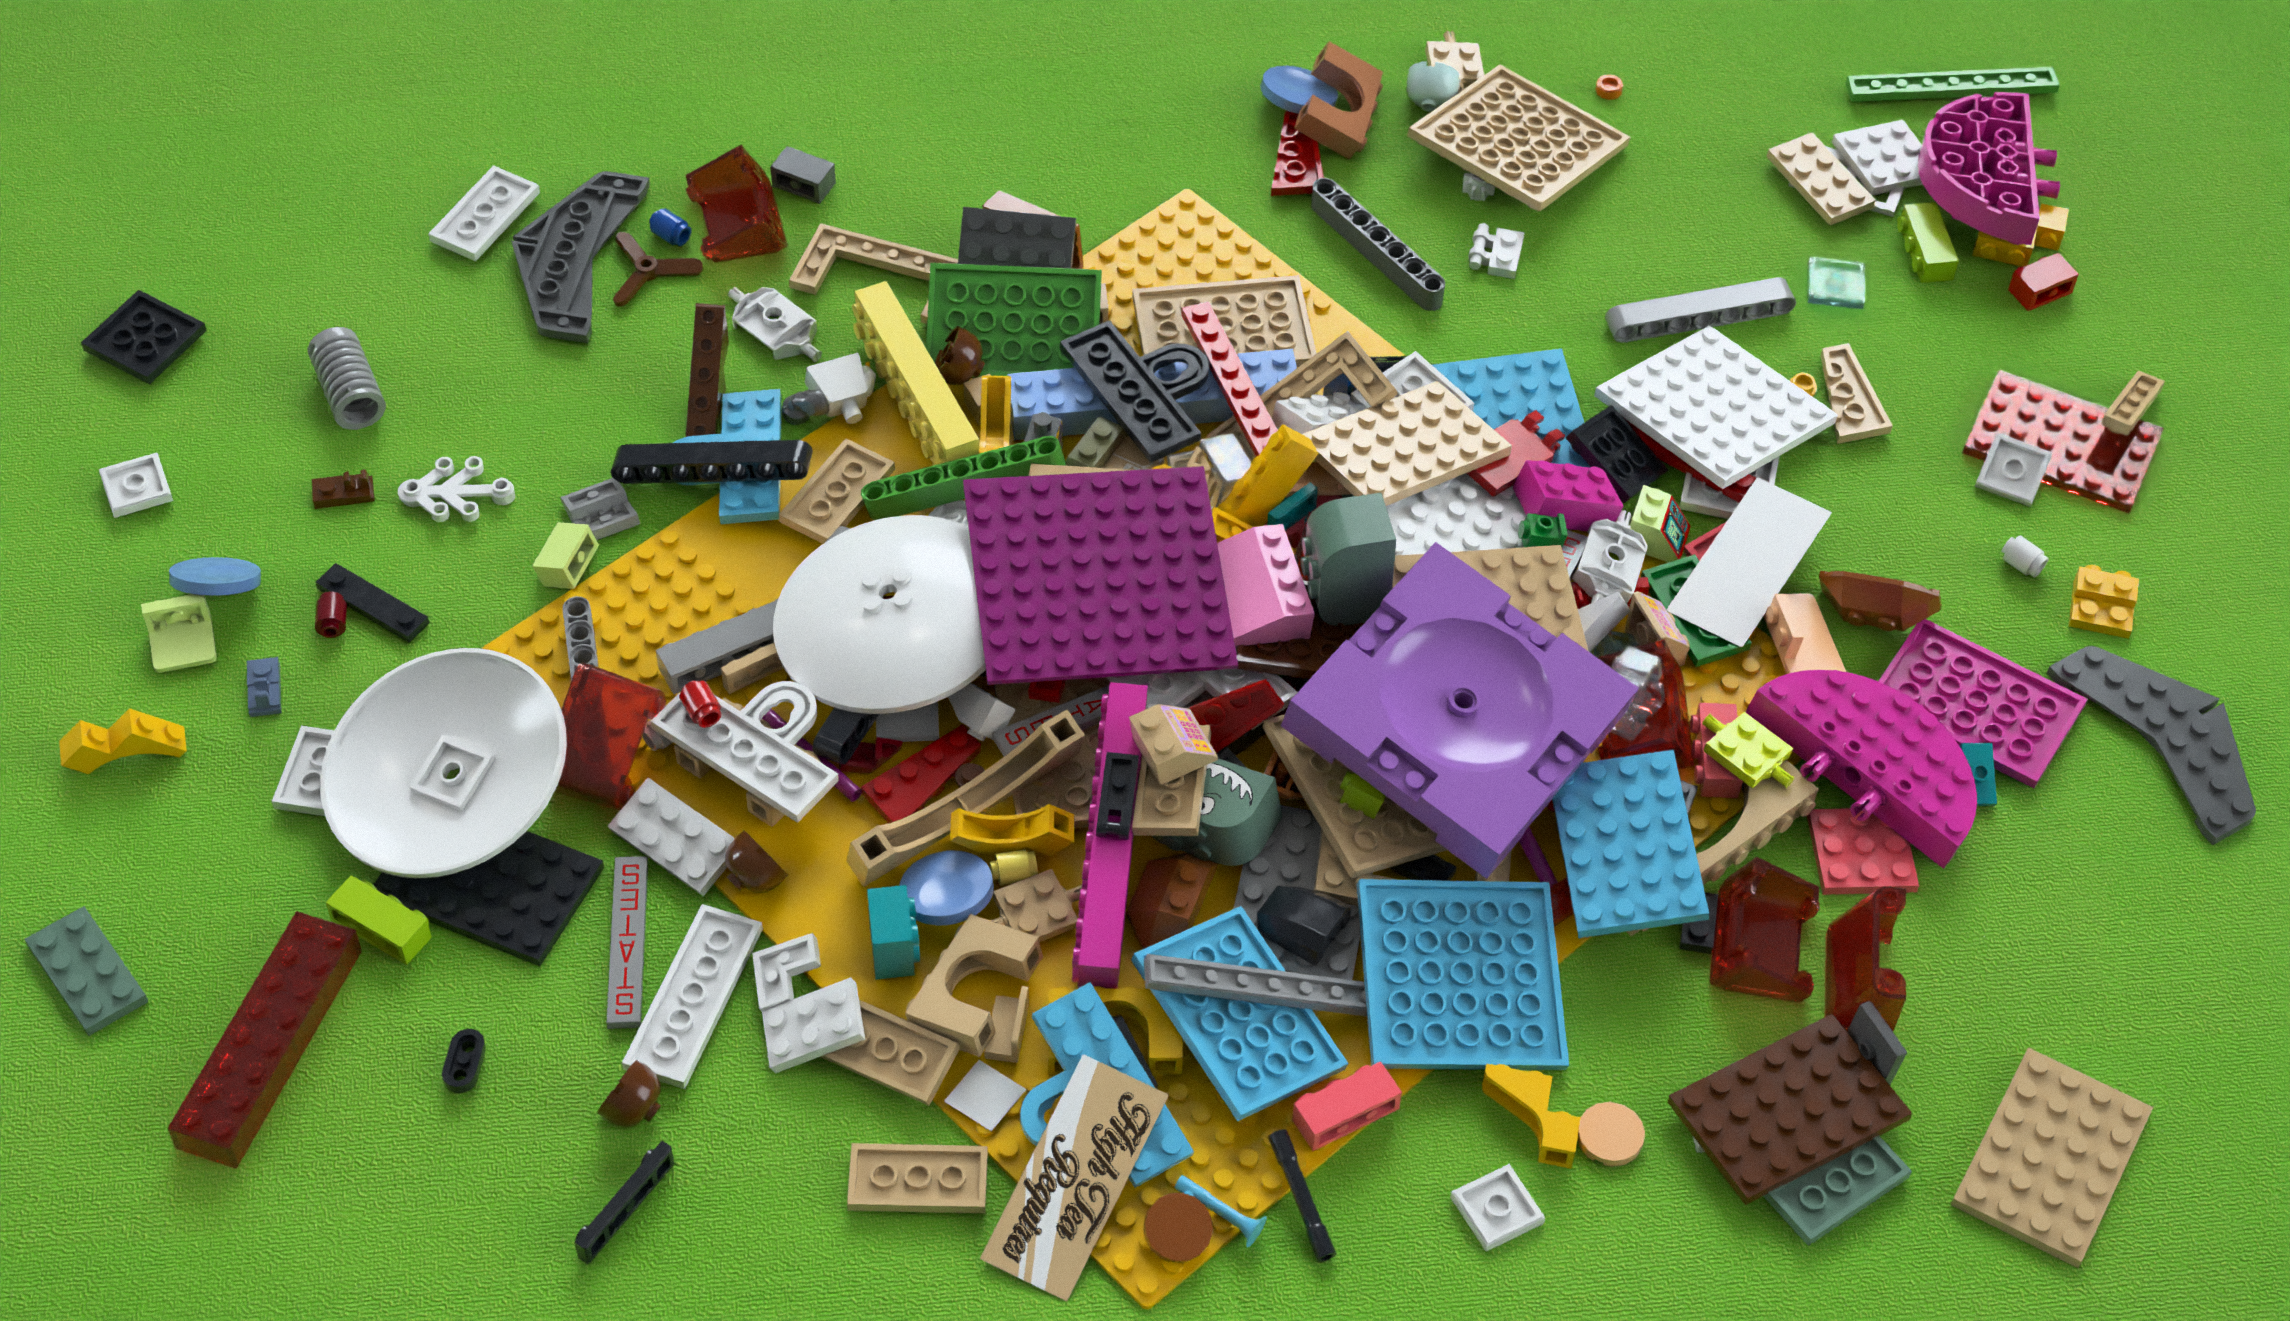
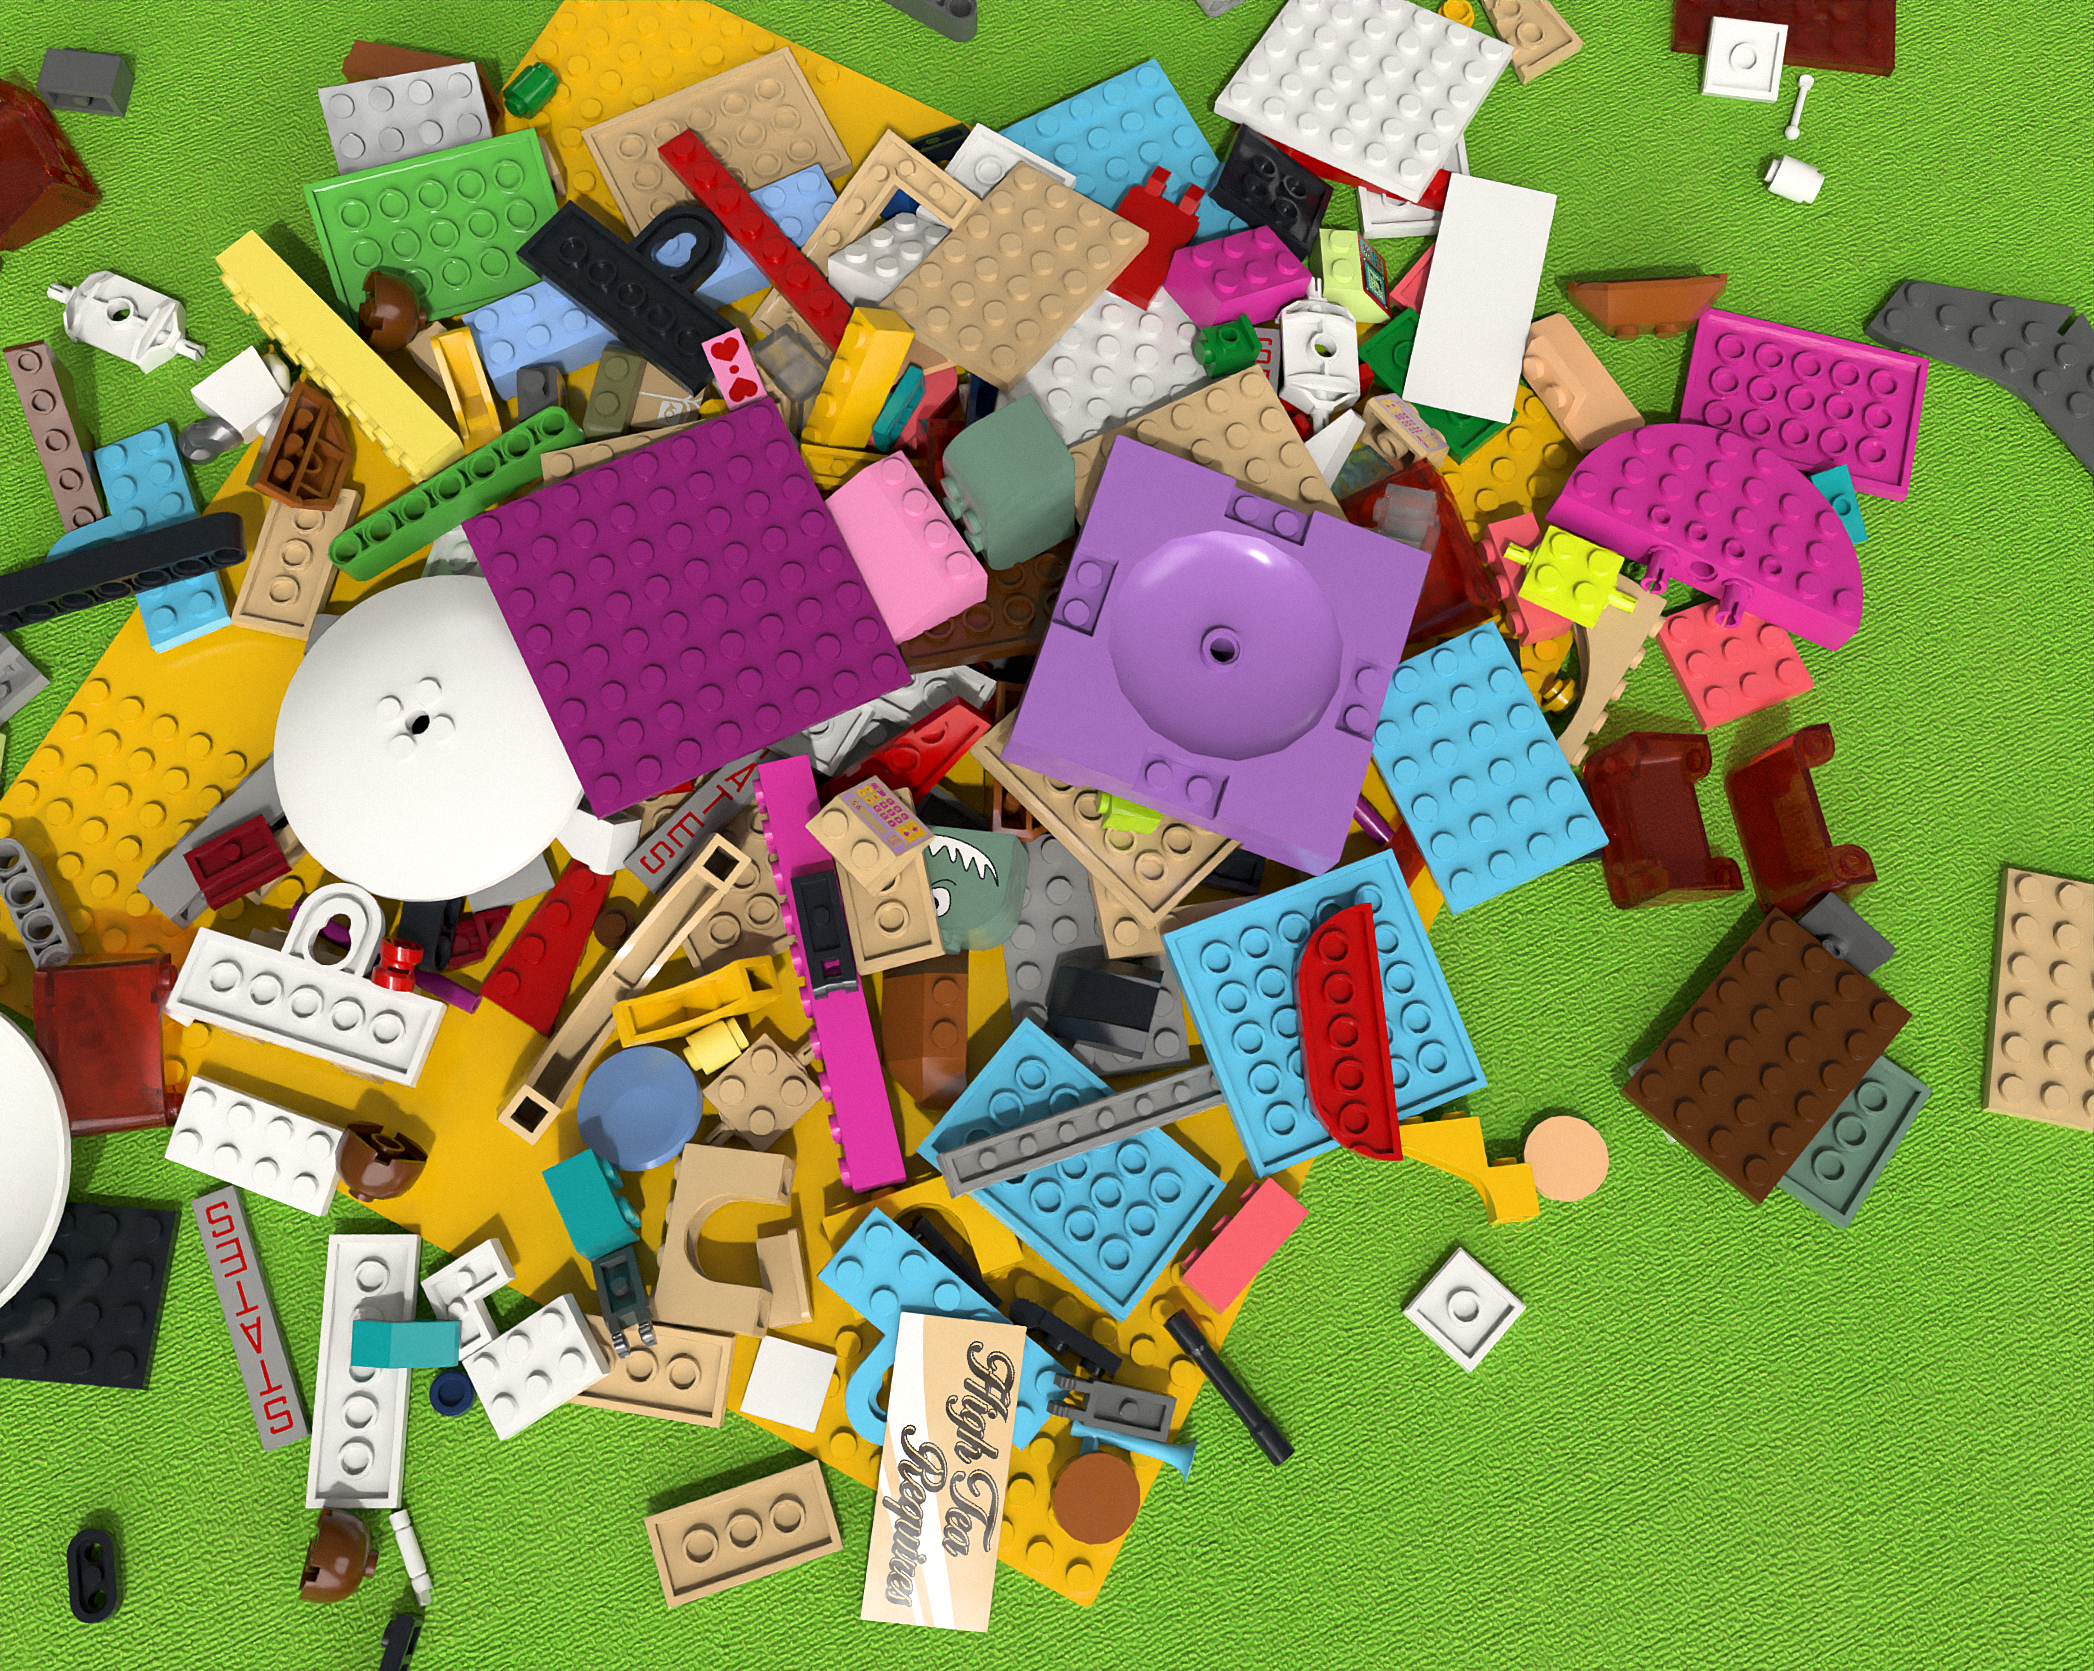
camera: 20 degrees left, 20 degrees up
(681, 1121) = (412, 1556): none -> white wheel
(700, 703) = (223, 966): red brick -> none
(731, 652) = (237, 862): none -> dark red plate
(734, 982) = (405, 1343): none -> teal slope
(747, 1031) = (452, 1393): none -> dark blue tile
(820, 734) = (397, 964): none -> red wheel
(836, 242) = (162, 174): tan plate -> none
(867, 427) = (303, 453): none -> dark orange wedge
(891, 995) = (623, 1298): none -> dark grey hinge
(1107, 255) = (530, 91): none -> green brick
(1184, 445) = (734, 370): none -> bright pink tile
(1194, 1122) = (1062, 1337): none -> black hinge
(1214, 1173) = (1116, 1407): none -> dark grey hinge
(1470, 989) = (1347, 1035): none -> red plate
(1716, 833) = (1560, 695): none -> yellow plate
(2059, 500) = (1804, 84): none -> white hinge
(2103, 601) = (1902, 213): yellow plate -> none

